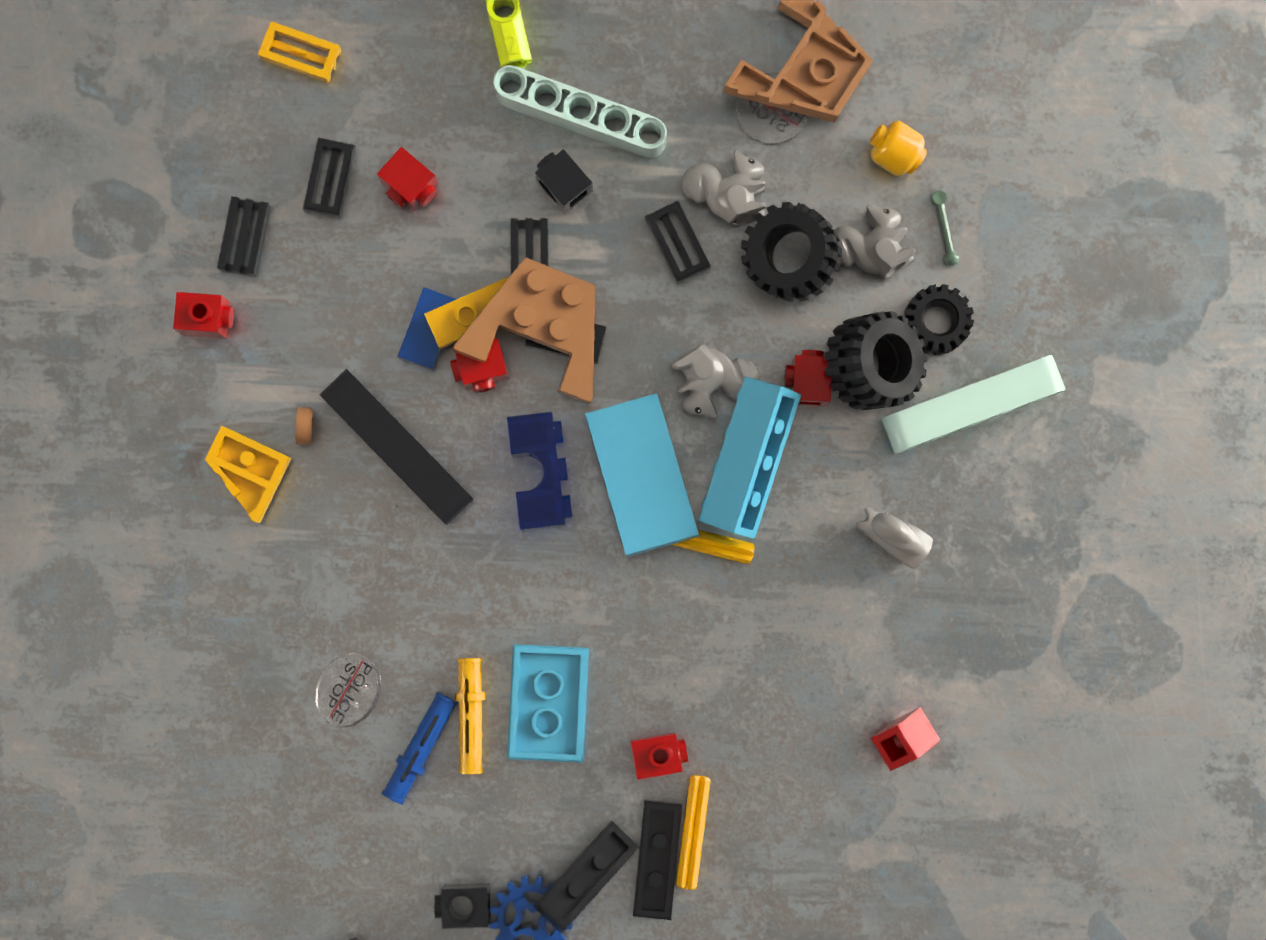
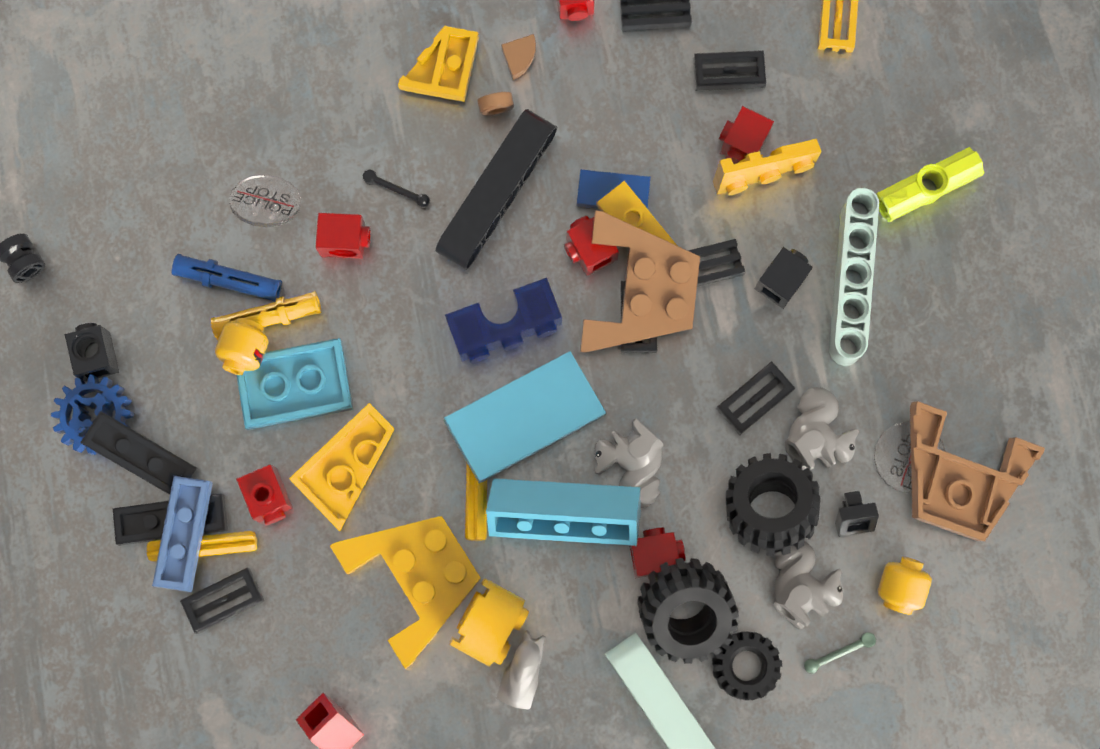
camera: 80 degrees right, 5 degrees down
(255, 389) = (519, 55): none -> medium nougat tile
(348, 575) = (371, 178): none -> black hinge
(406, 617) = (342, 235): none -> red brick
(443, 133) = (754, 168): none -> yellow wing
(501, 745) = (241, 346): none -> yellow head
(645, 669) = (343, 465): none -> yellow wing
(678, 847) = (182, 534): none -> medium blue tile
(745, 791) = (251, 587): none -> black tile
(769, 608) = (428, 569): none -> yellow wing
(819, 176) = (856, 516): none -> black tile
(842, 557) = (489, 623): none -> yellow brick

